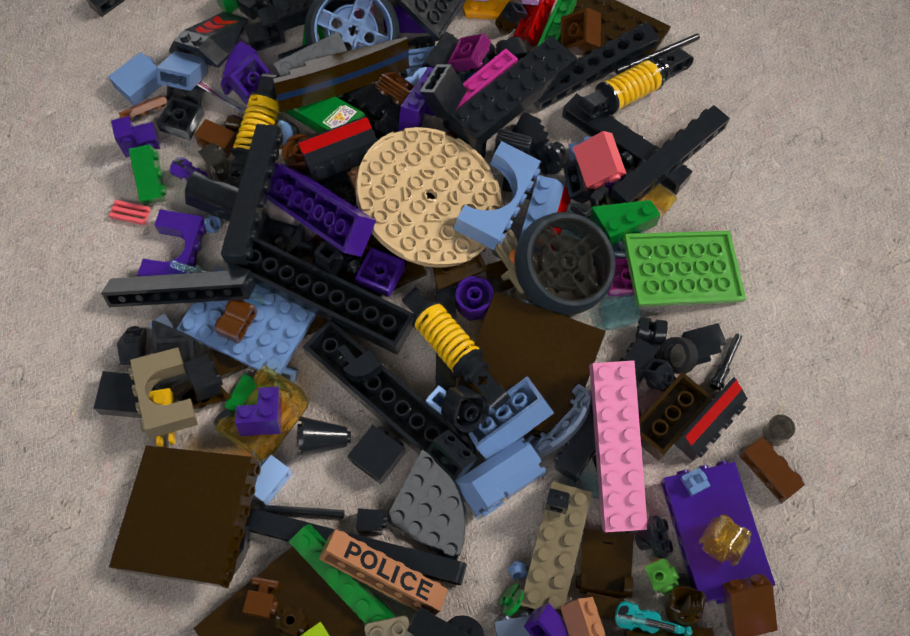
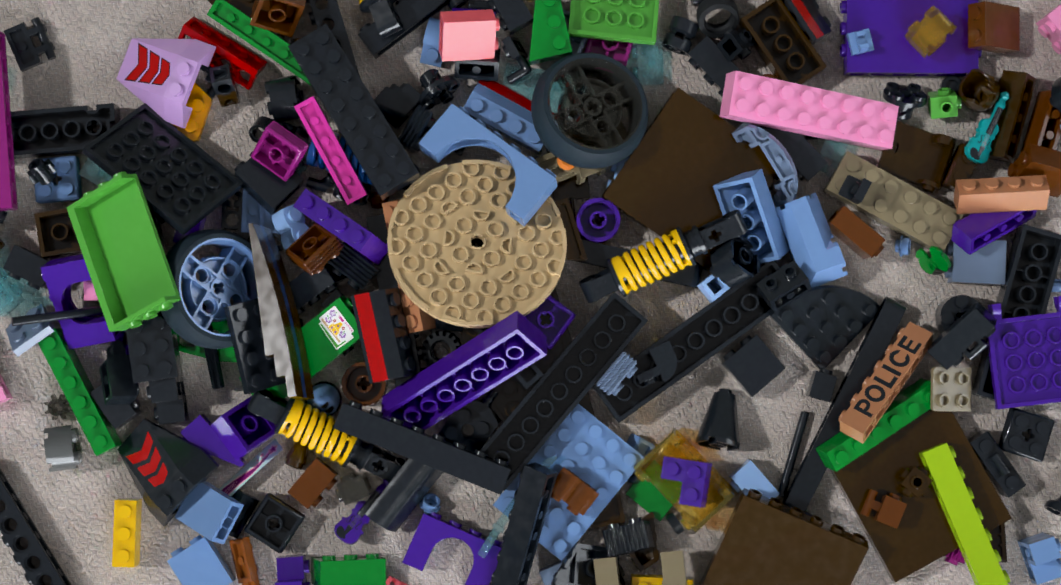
camera: 80 degrees left, 20 degrees up
(158, 25) = (126, 532): none -> yellow brick
(342, 327) = (612, 378): none -> sand blue brick
(443, 90) = (347, 196): black brick -> none
(517, 517) = (855, 233): none -> reddish brown brick

